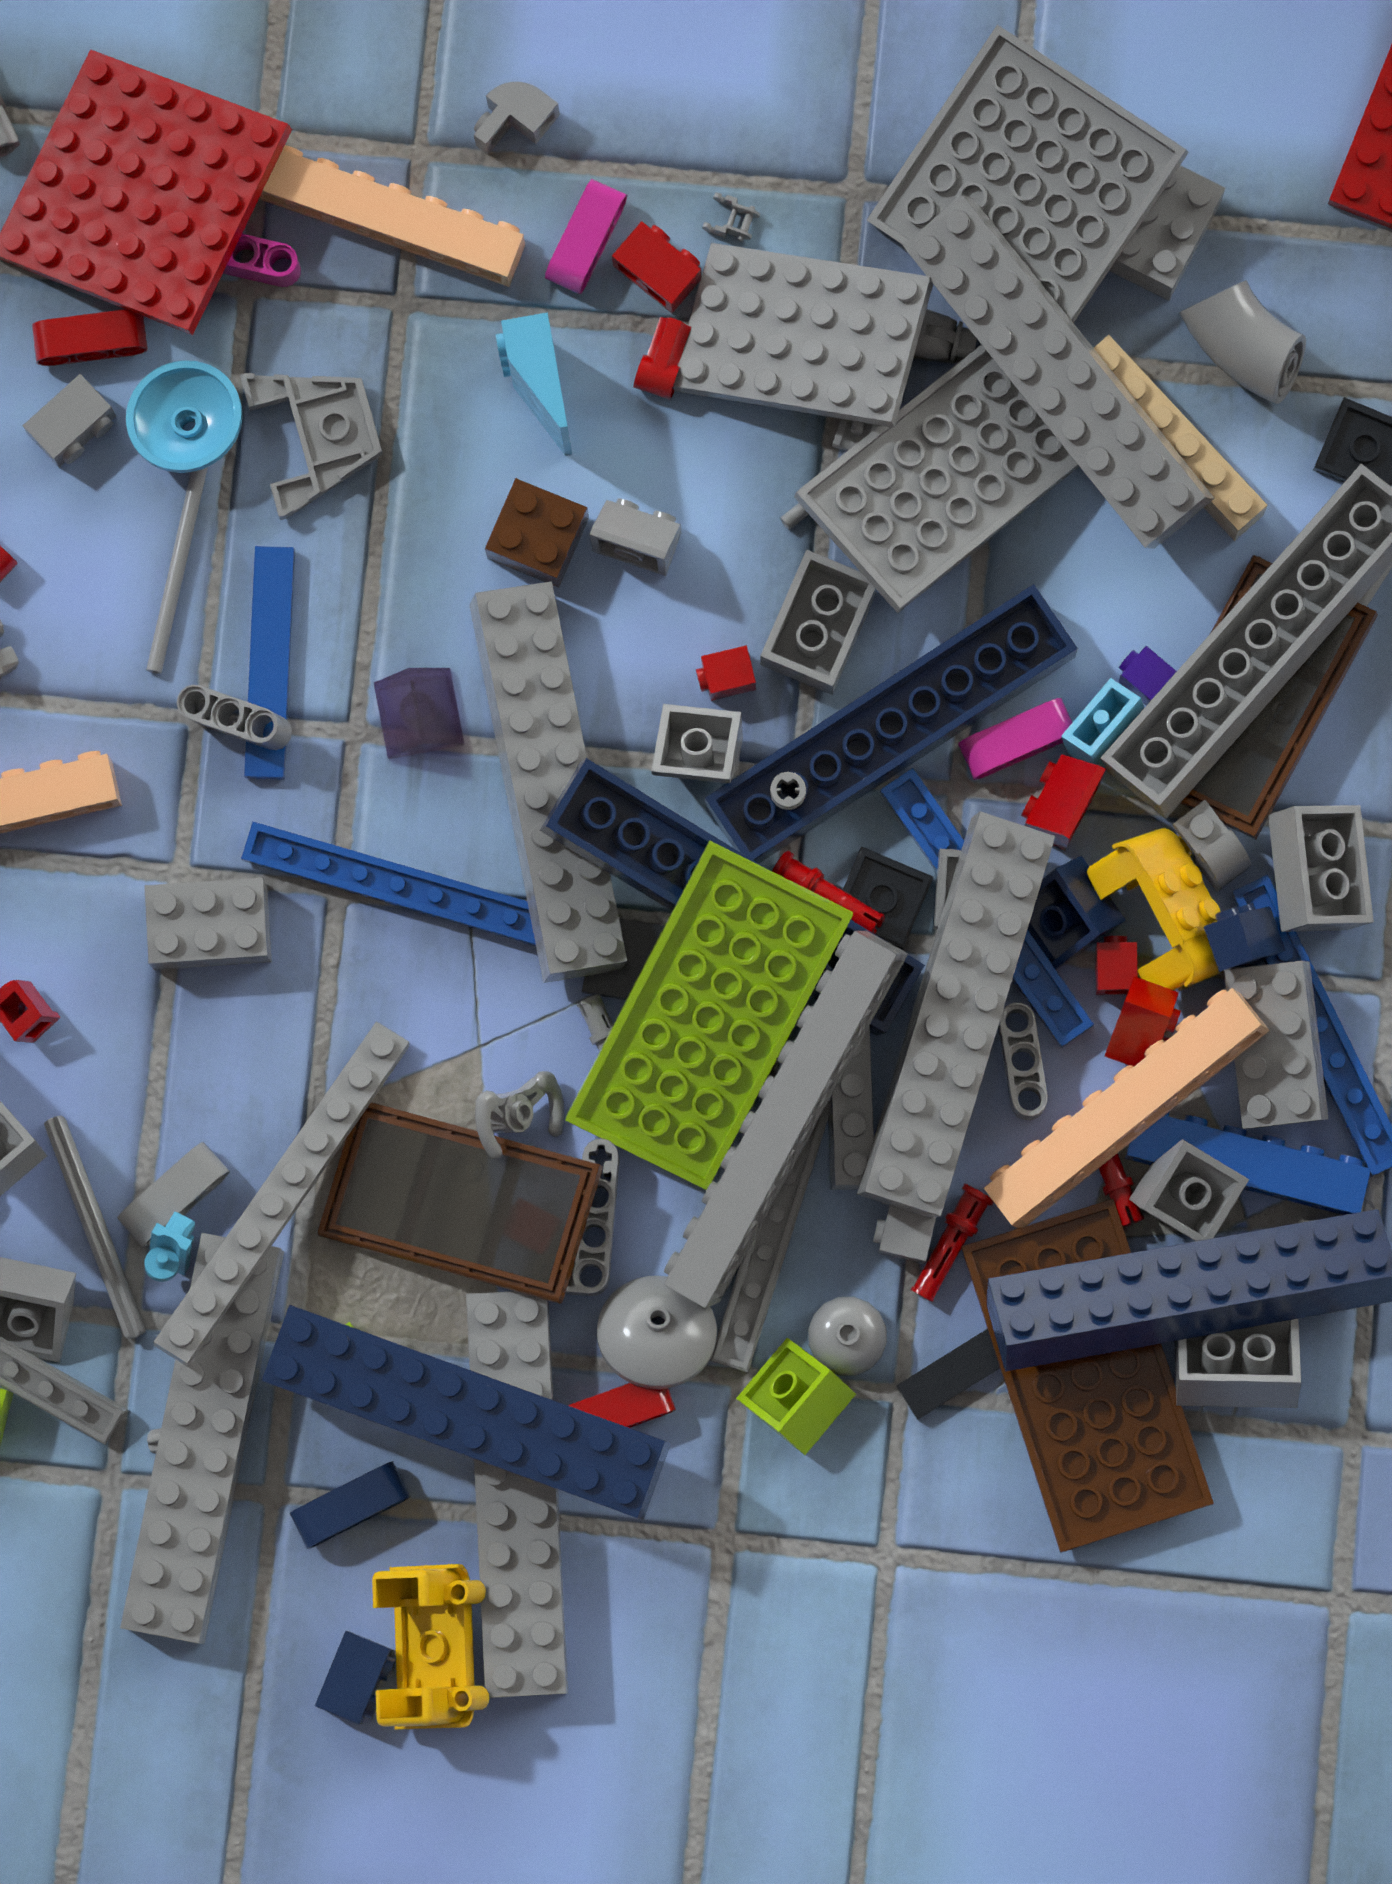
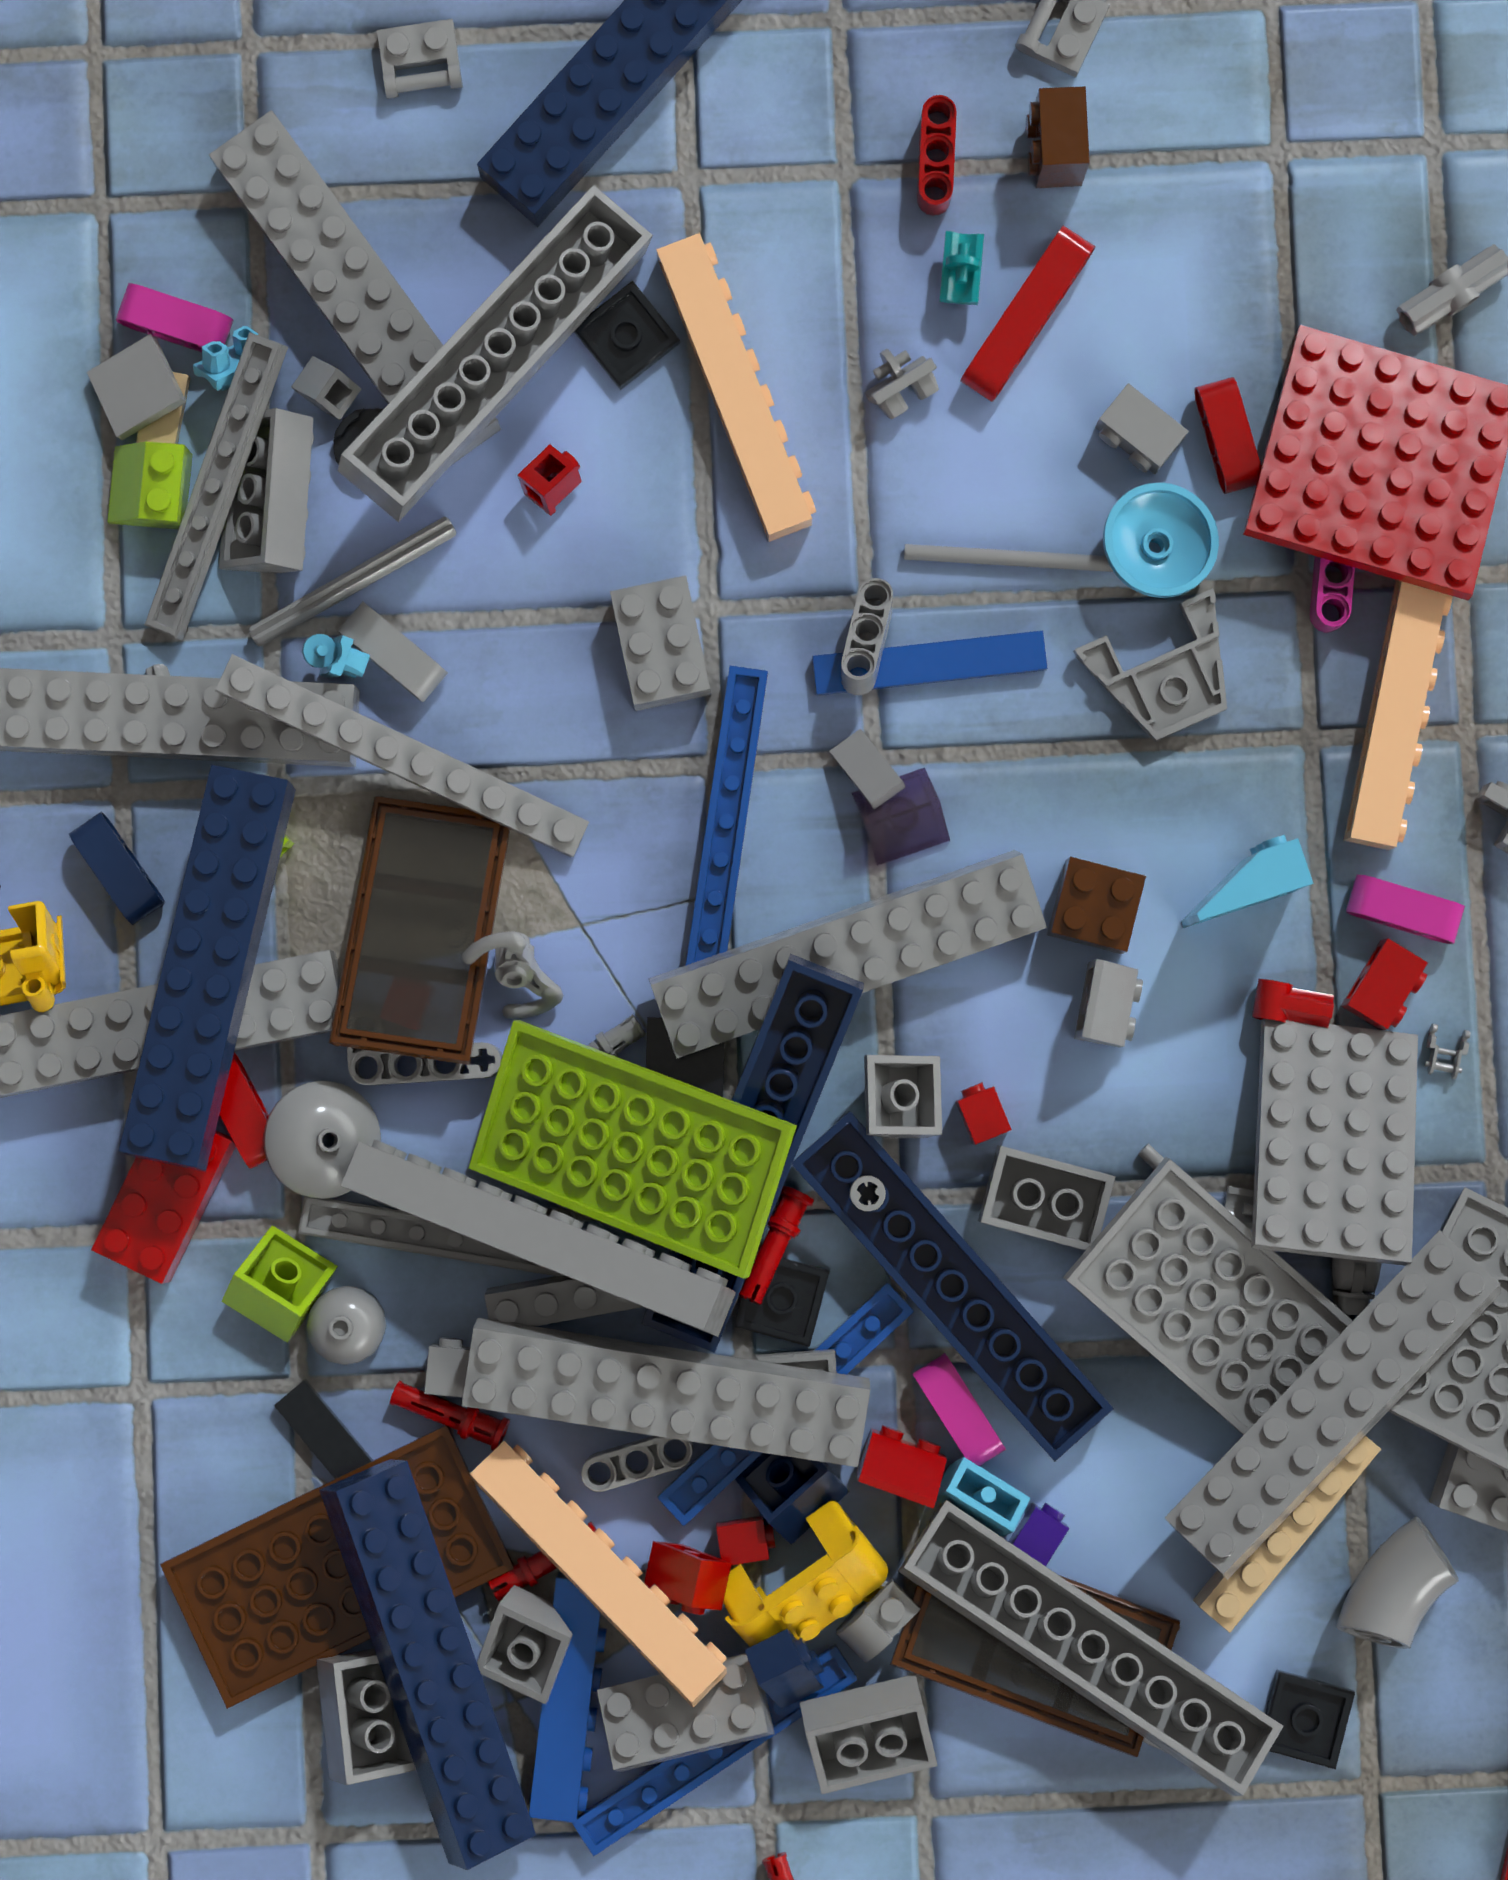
camera: 75 degrees right, 5 degrees up
(366, 737) = (867, 769): none -> light grey tile
(706, 1507) = (160, 1212): none -> red brick

